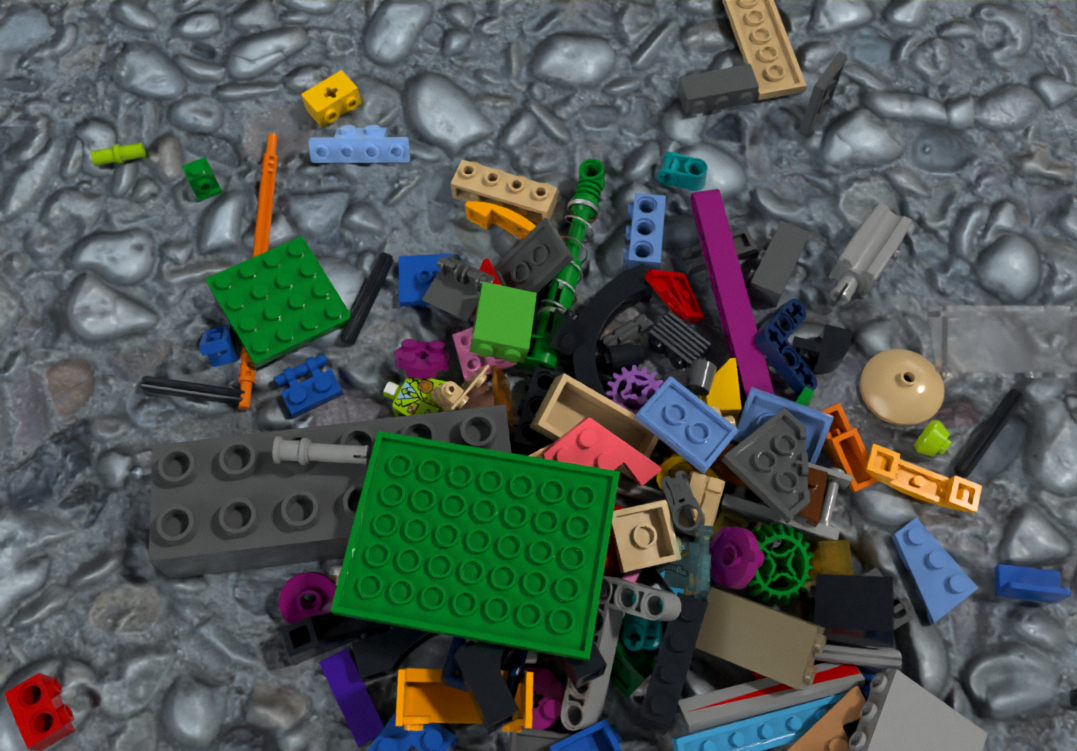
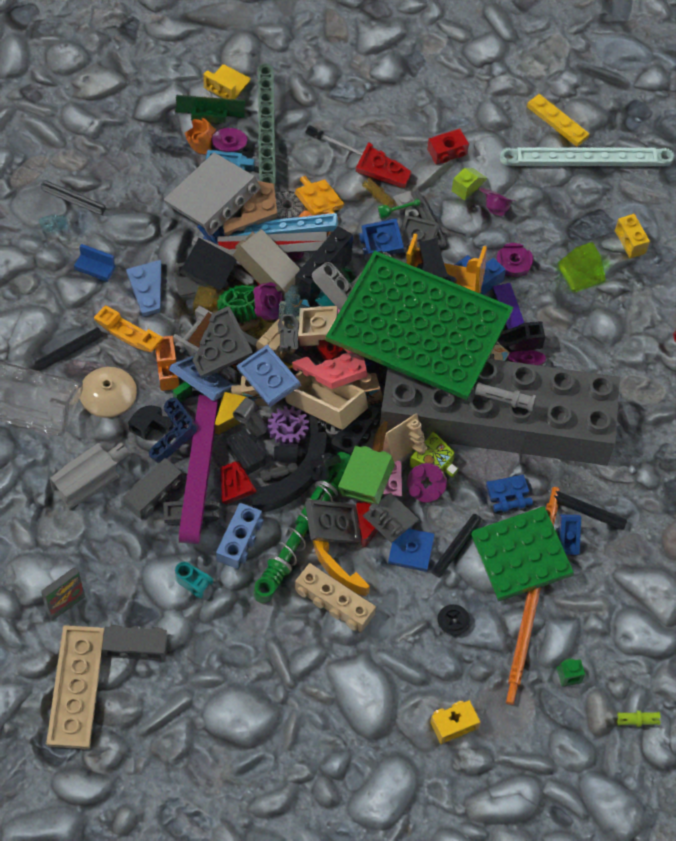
camera: 170 degrees left, 5 degrees down
(350, 200) = (452, 611): none -> black gear
(359, 146) = (438, 676): light blue bracket -> none
(933, 439) = (108, 350): lime cone -> none

